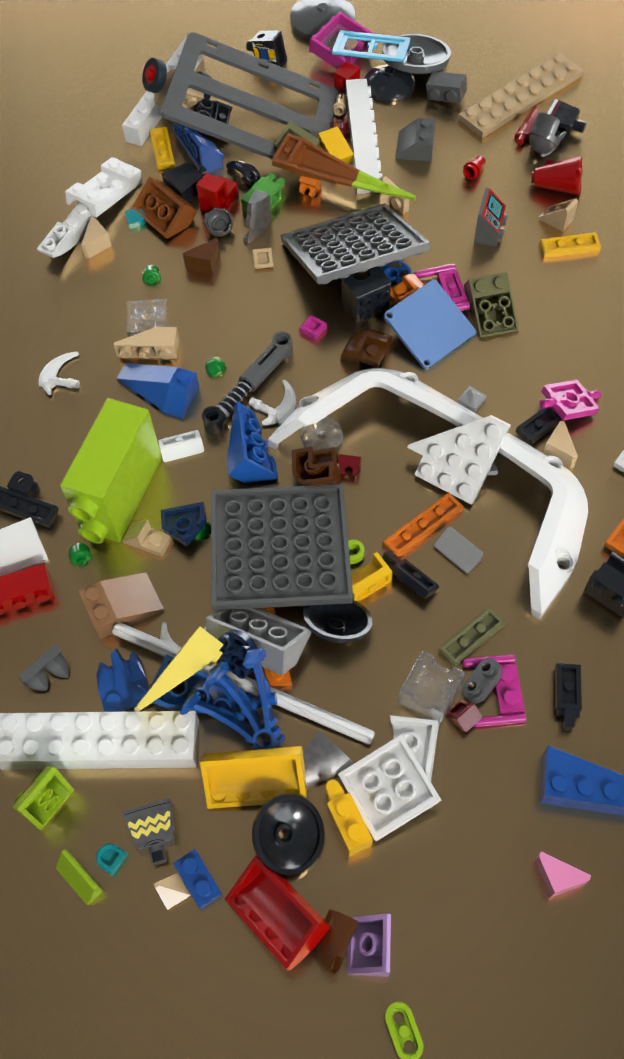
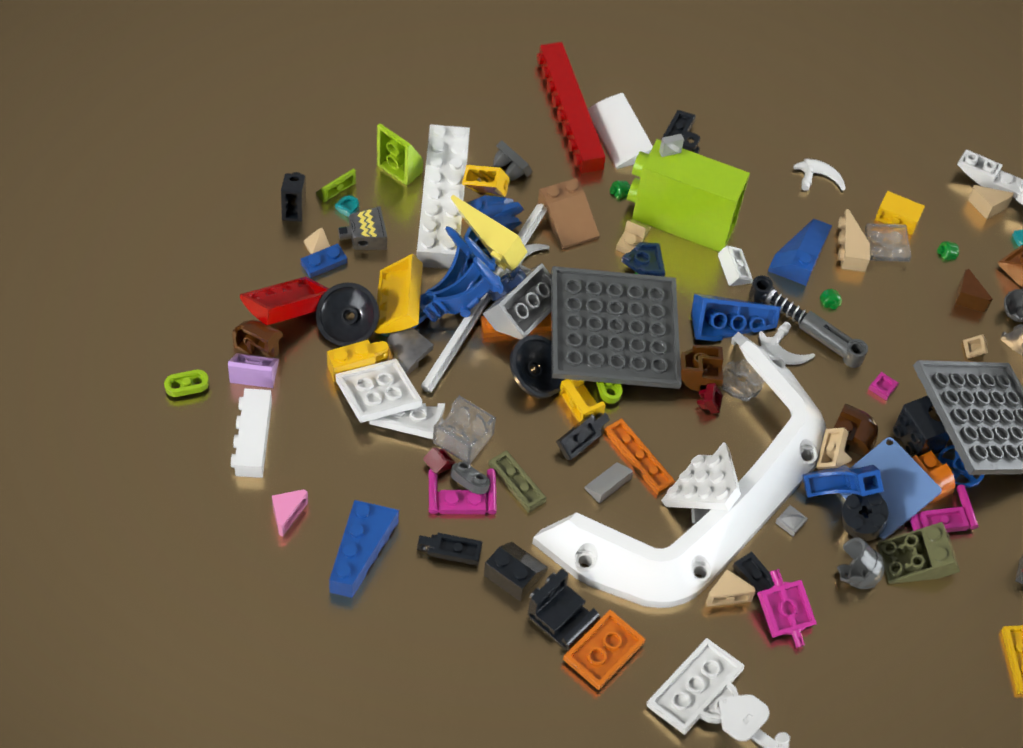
camera: 85 degrees right, 5 degrees down
(78, 466) = (671, 145): none -> light grey tile
(85, 686) = (493, 180): none -> yellow torso
(102, 927) = (293, 188): none -> black torso
(110, 306) = (900, 211): none -> yellow panel
(400, 360) = (832, 449): none -> tan slope
(432, 356) = (844, 480): none -> blue arch
(465, 338) = (854, 521): none -> black brick
(465, 932) = (252, 434): none -> white brick
(517, 349) = (865, 568): none -> dark grey helmet
(578, 629) = (514, 570): none -> black slope

